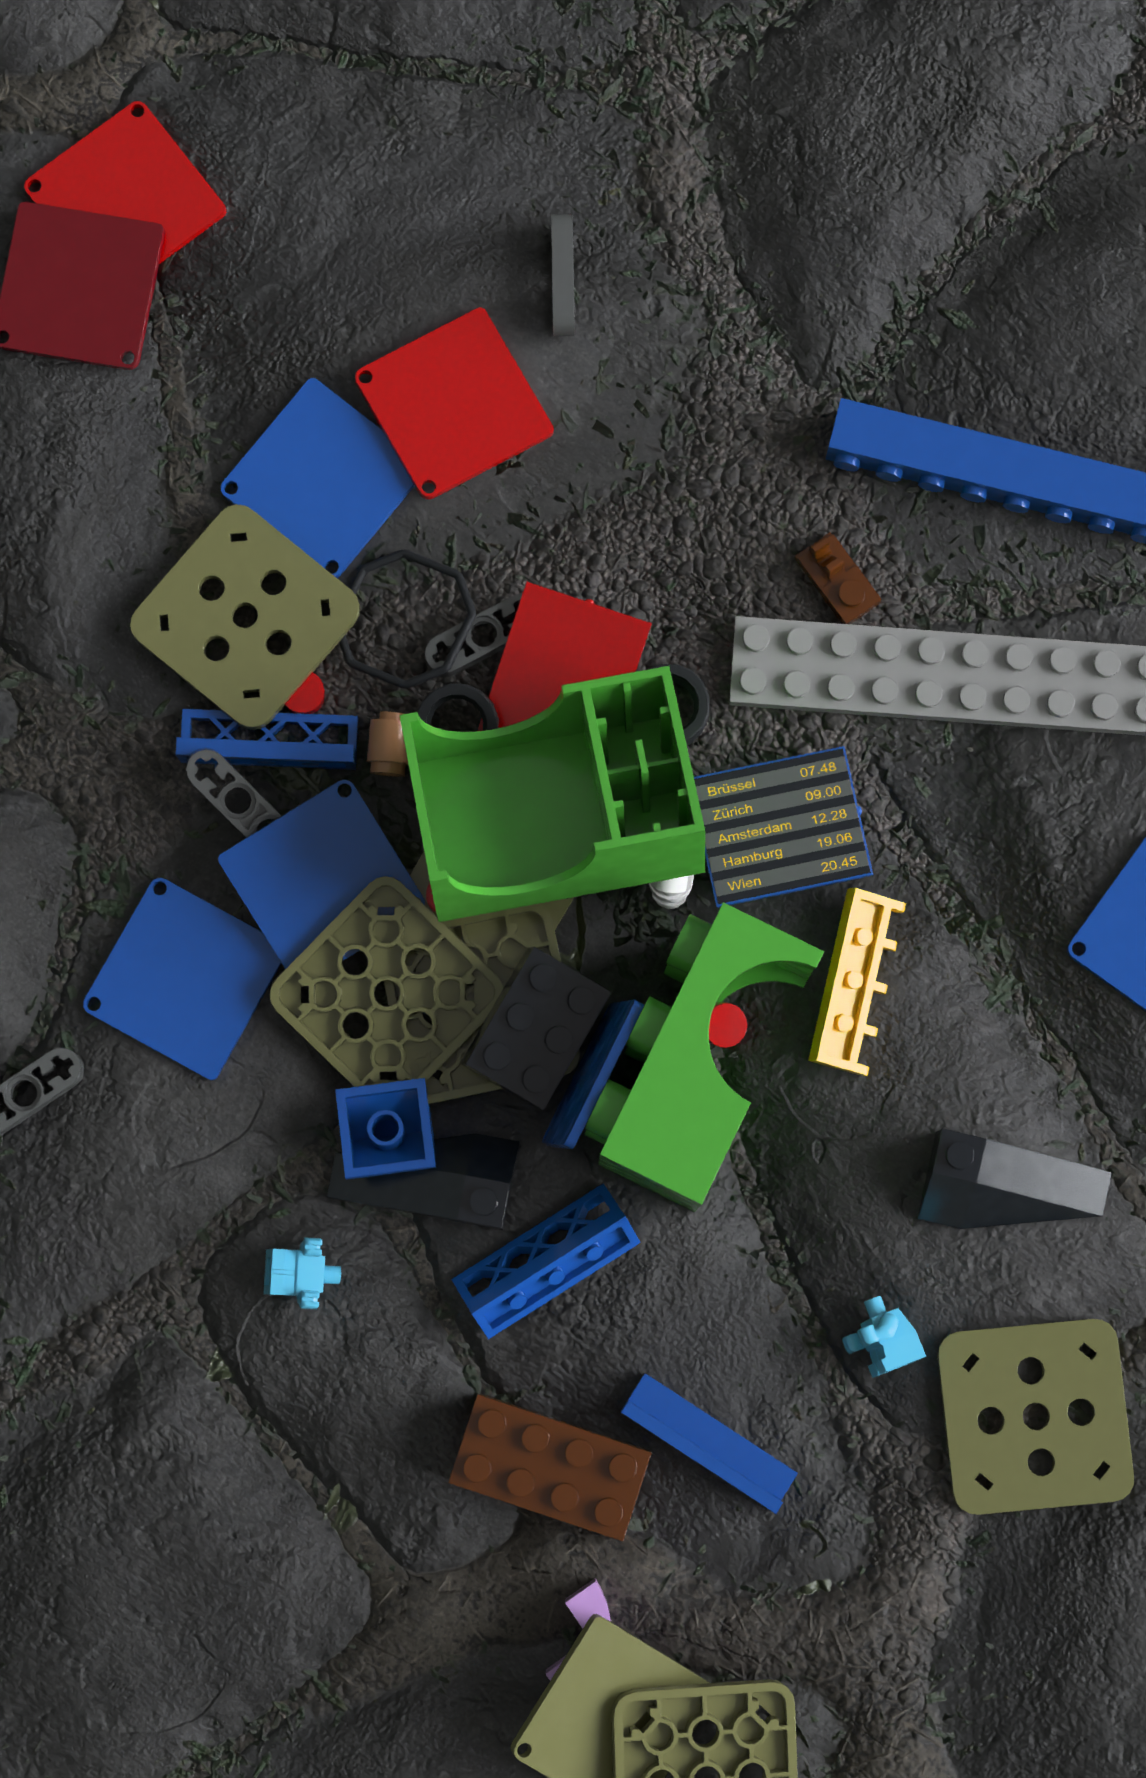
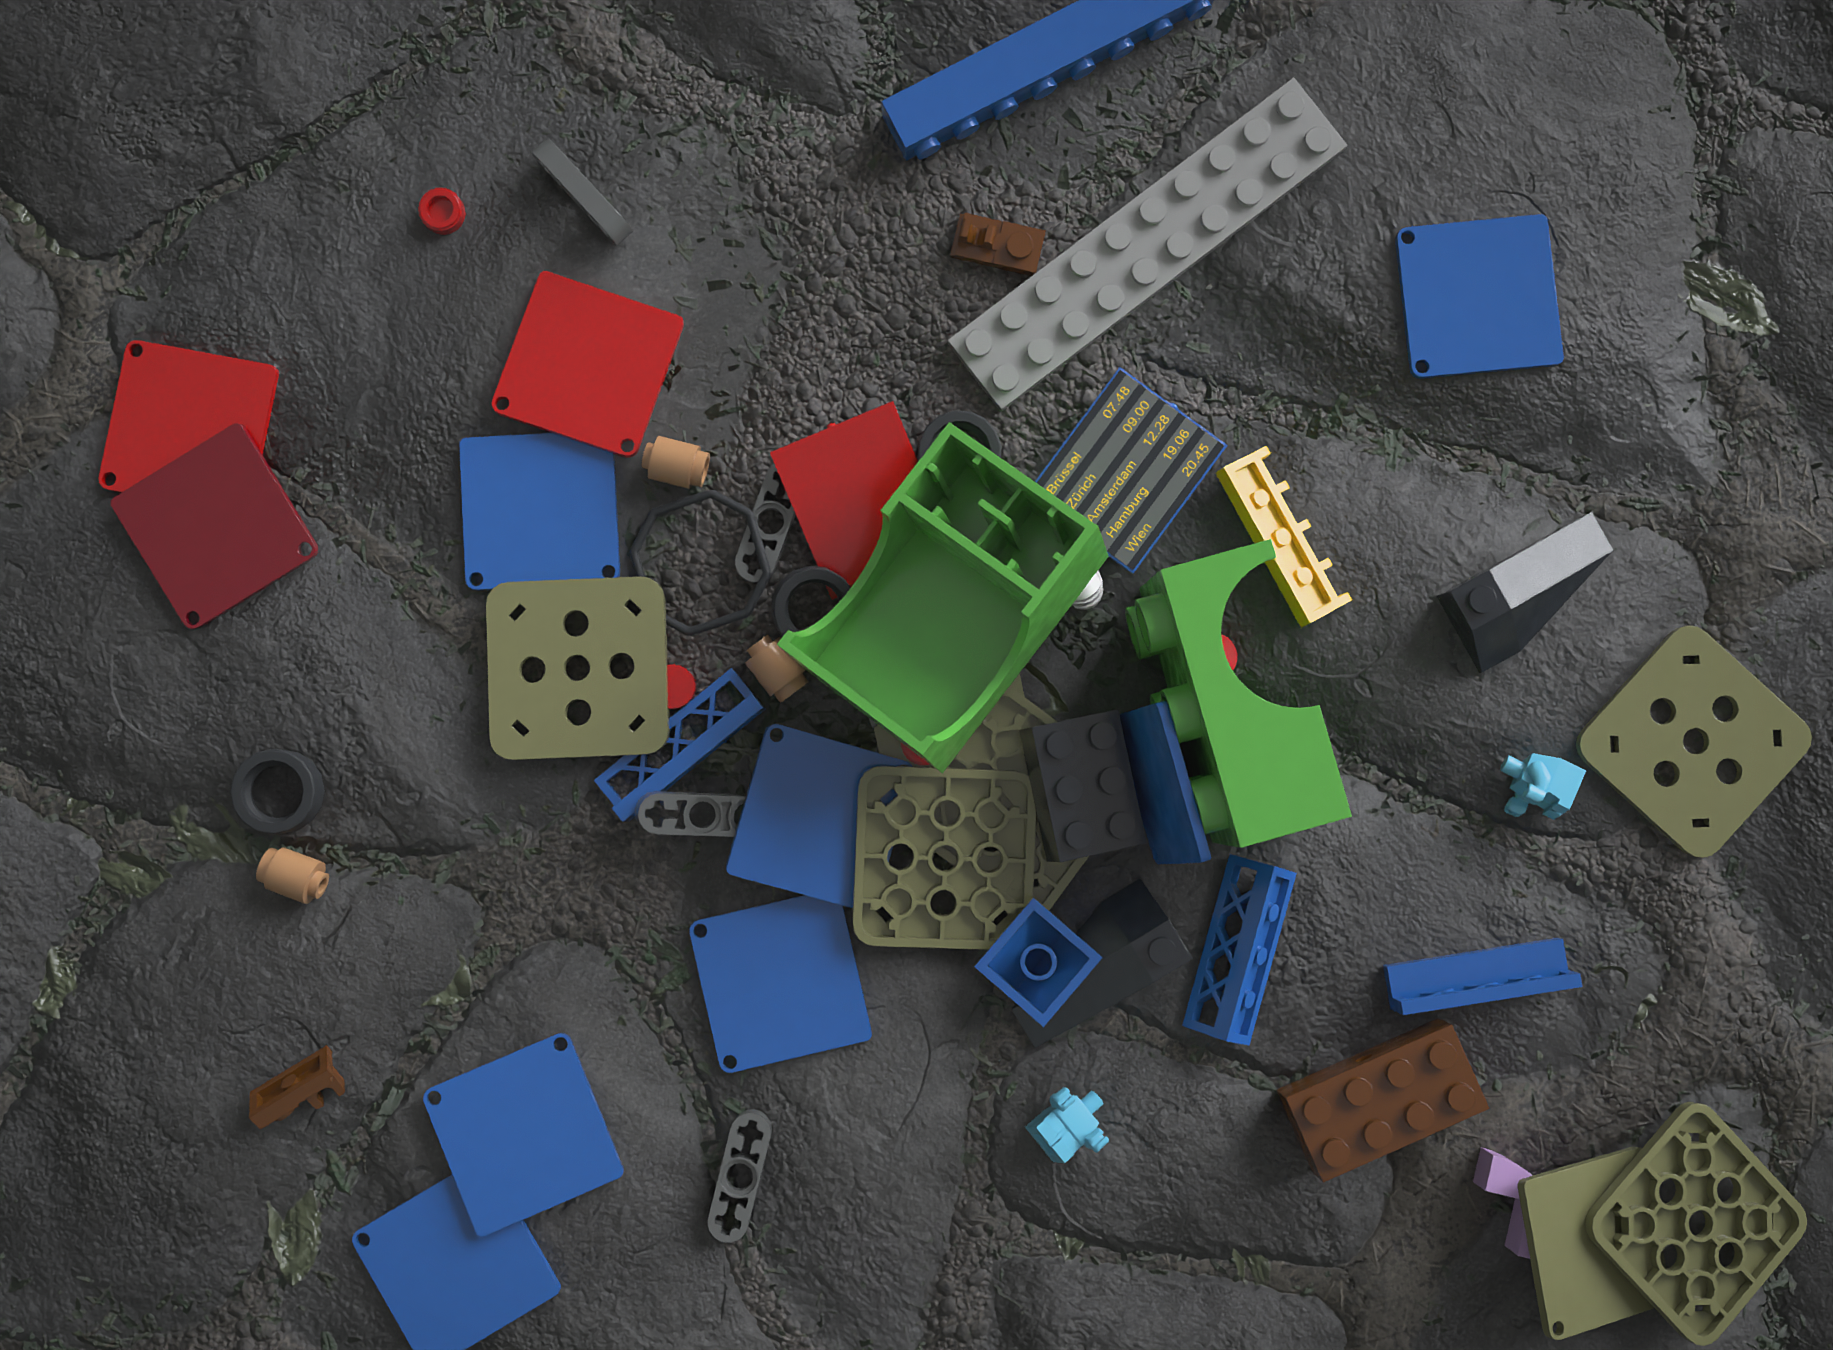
camera: 45 degrees left, 5 degrees up
(448, 201) = (442, 211): none -> red tile
(452, 530) = (676, 462): none -> medium nougat brick

